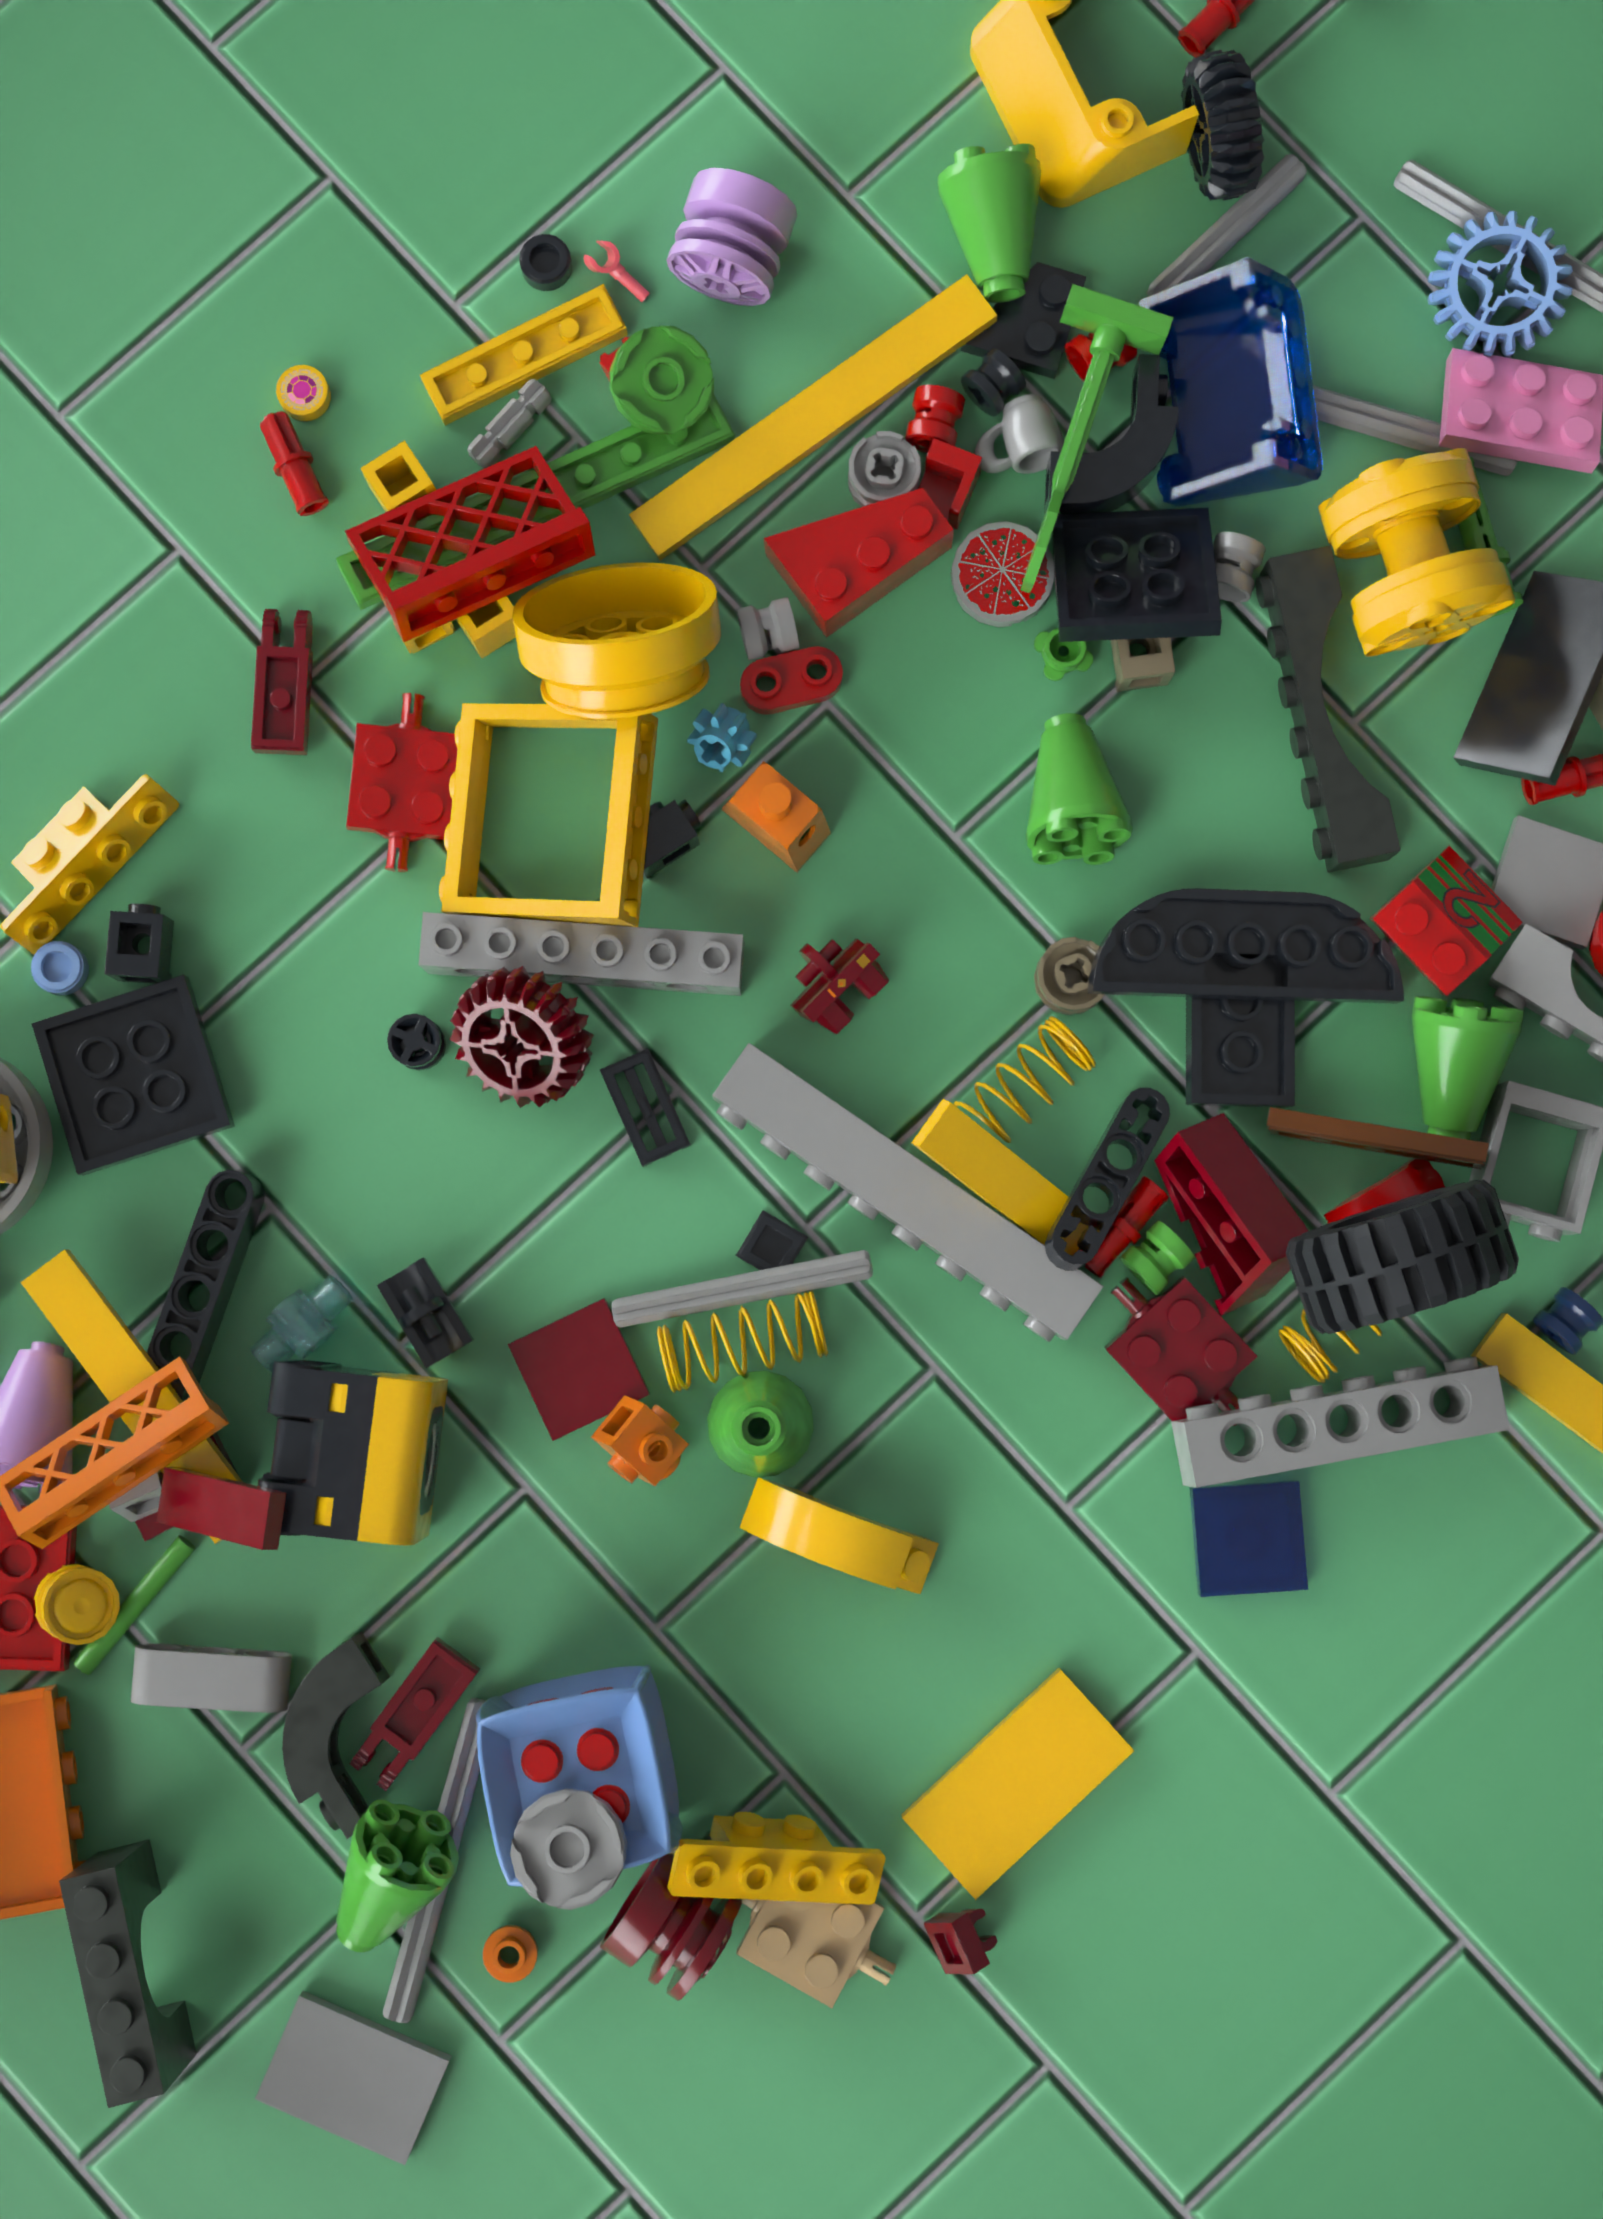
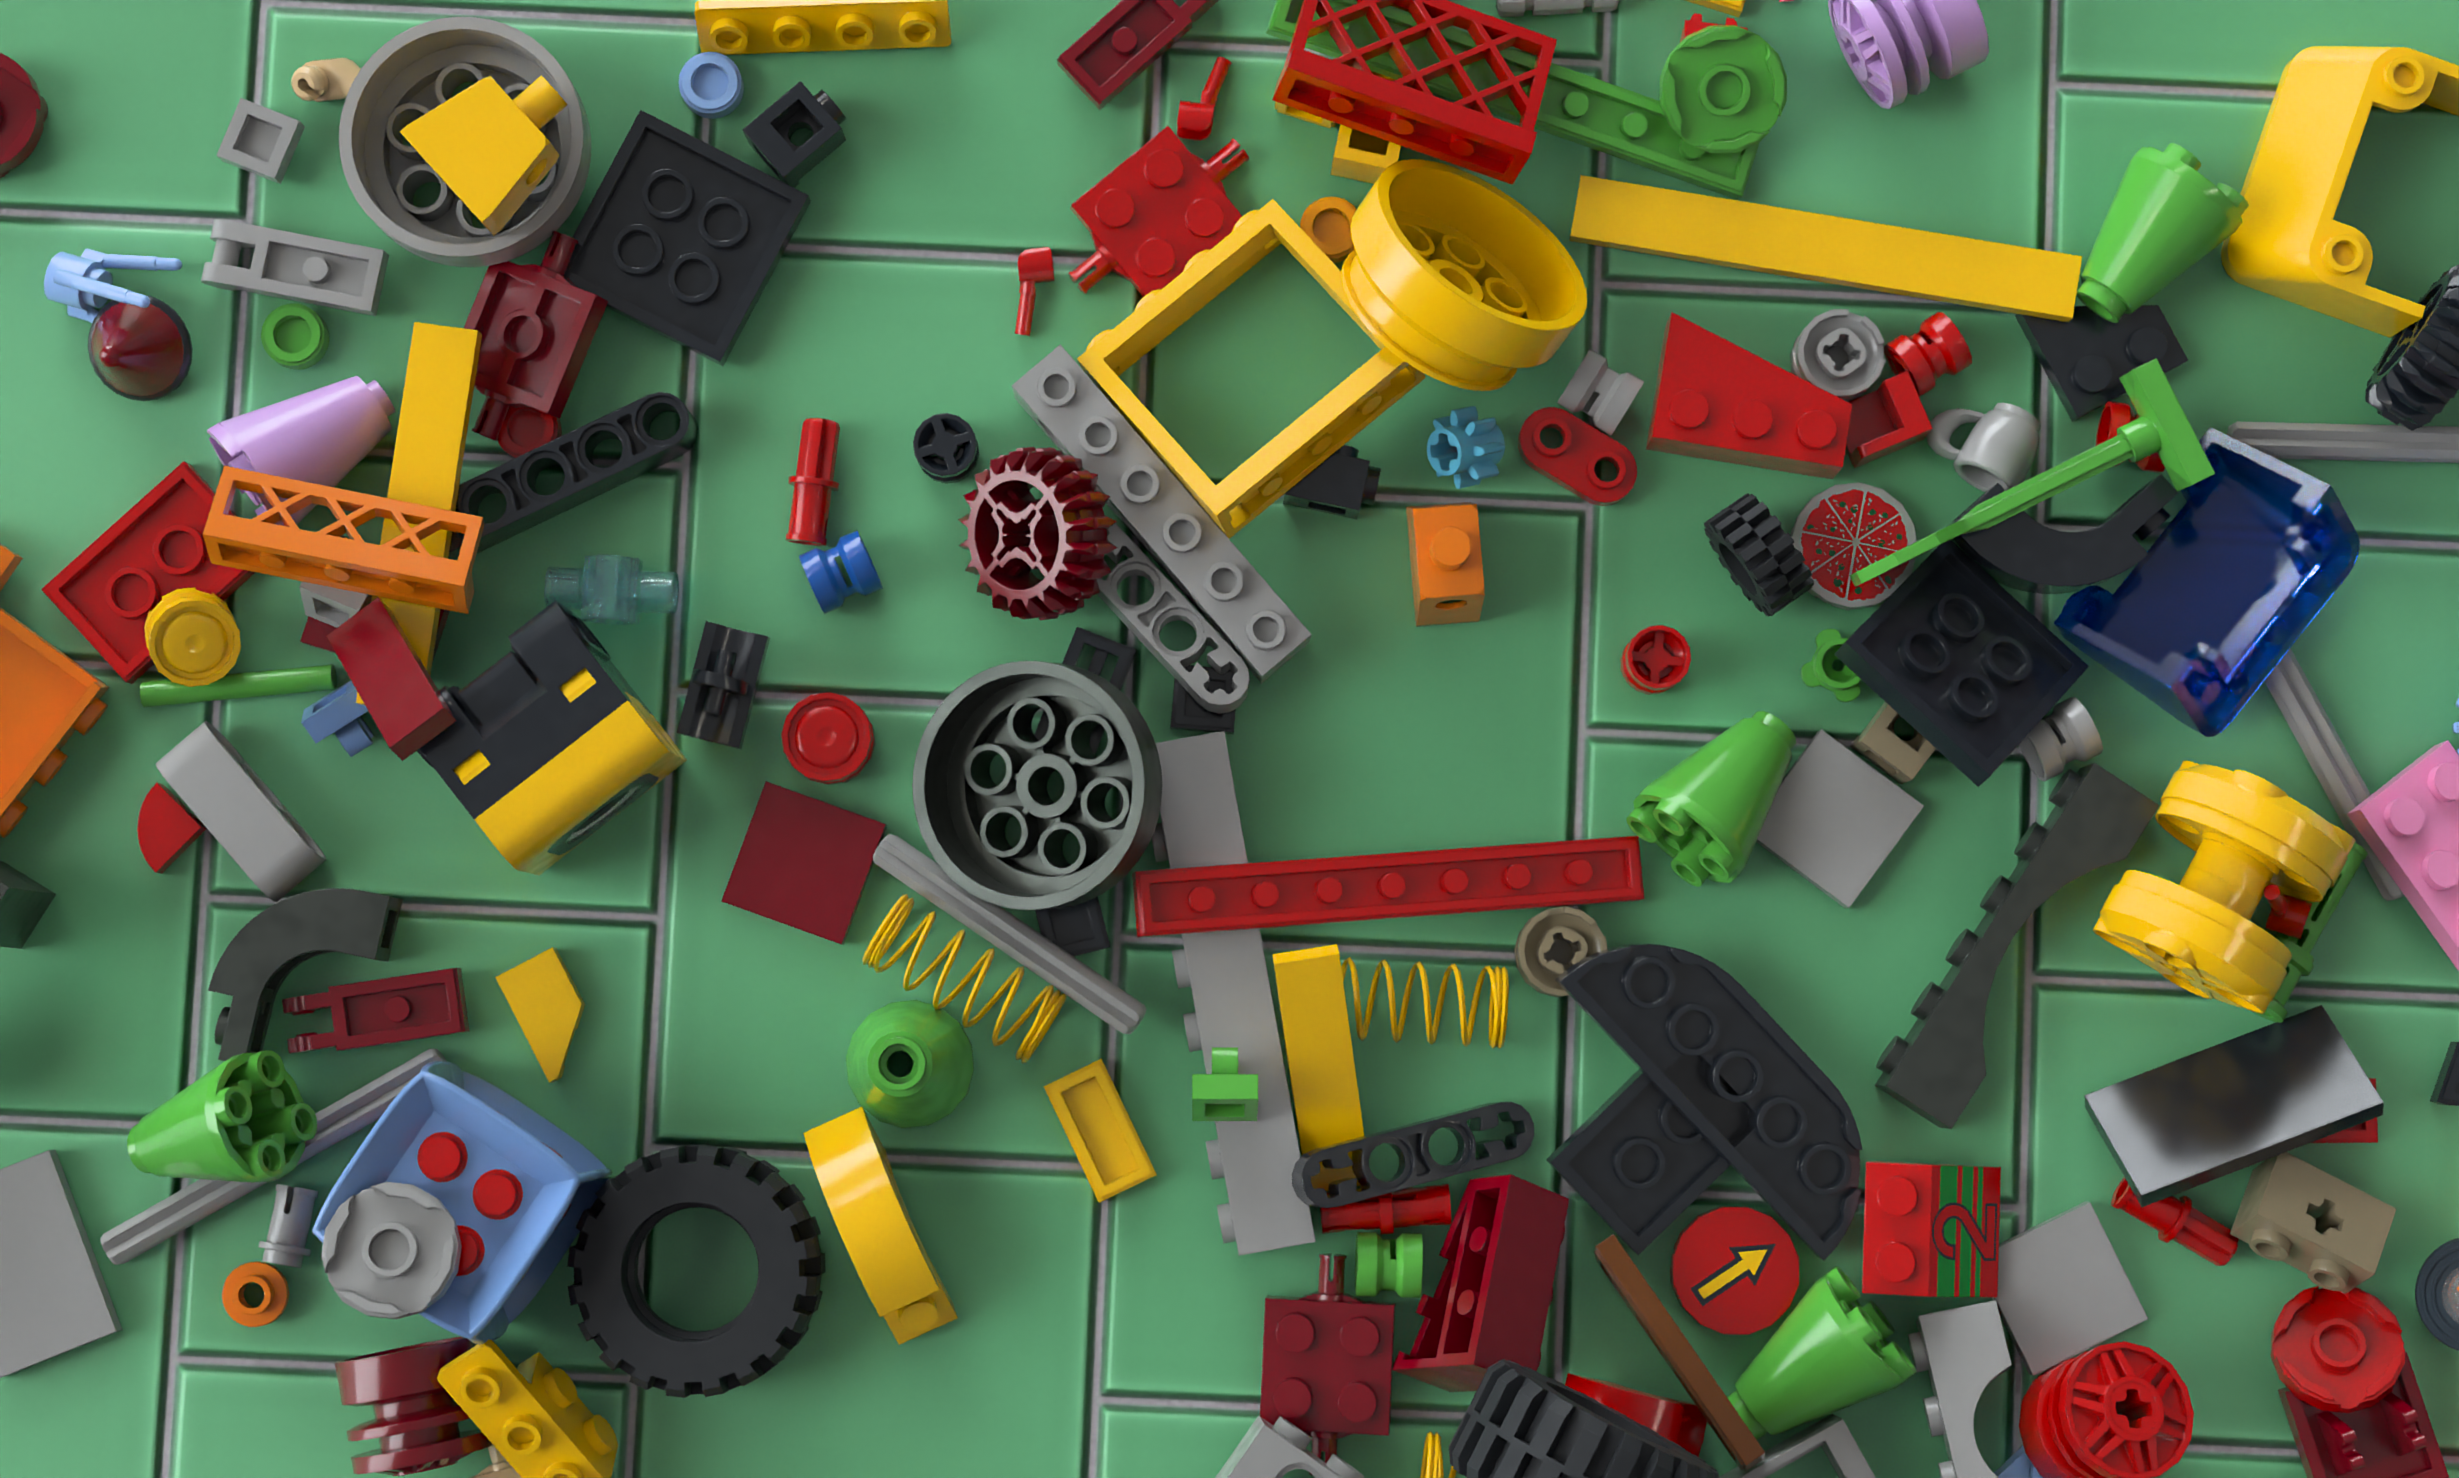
camera: 40 degrees right, 0 degrees up
(101, 1220) = (532, 335): none -> dark red plate
(151, 1278) = (526, 430): none -> red tile
(175, 1733) = (165, 828): none -> red tile
(215, 1560) = (339, 715): none -> medium blue tile
(358, 1140) = (813, 482): none -> red axle
(361, 885) = (1034, 266): none -> red hand
(368, 703) = (1195, 118): none -> red hand
(423, 1188) = (827, 578): none -> blue wheel
(490, 1893) = (289, 1226): none -> light grey pin
(511, 1609) = (545, 1007): none -> yellow tile
(513, 685) = (1329, 226): none -> light orange tile
(519, 1281) = (828, 738): none -> red wheel
(641, 1441) = (794, 976): orange brick -> none
(642, 1001) = (1167, 606): none -> light grey beam
(645, 1242) = (967, 813): none -> pearl dark grey wheel
(716, 1037) = (1193, 717): none -> black tile
(745, 1745) = (609, 1285): none -> black tyre
(853, 966) = (1351, 747): dark red hips -> none
(910, 1349) = (1100, 1130): none -> yellow tile
(933, 1039) = (1387, 886): none -> red tile
(955, 629) = (1759, 554): none -> black tyre
(962, 744) = (1660, 650): none -> red wheel
(964, 1252) = (1224, 1092): none -> bright green tile
(993, 382) = (2012, 372): black wheel -> none
(1152, 740) = (1836, 819): none -> light grey tile
(1356, 1059) = (1734, 1270): none -> red tile
(1465, 534) = (2287, 912): none -> red hand

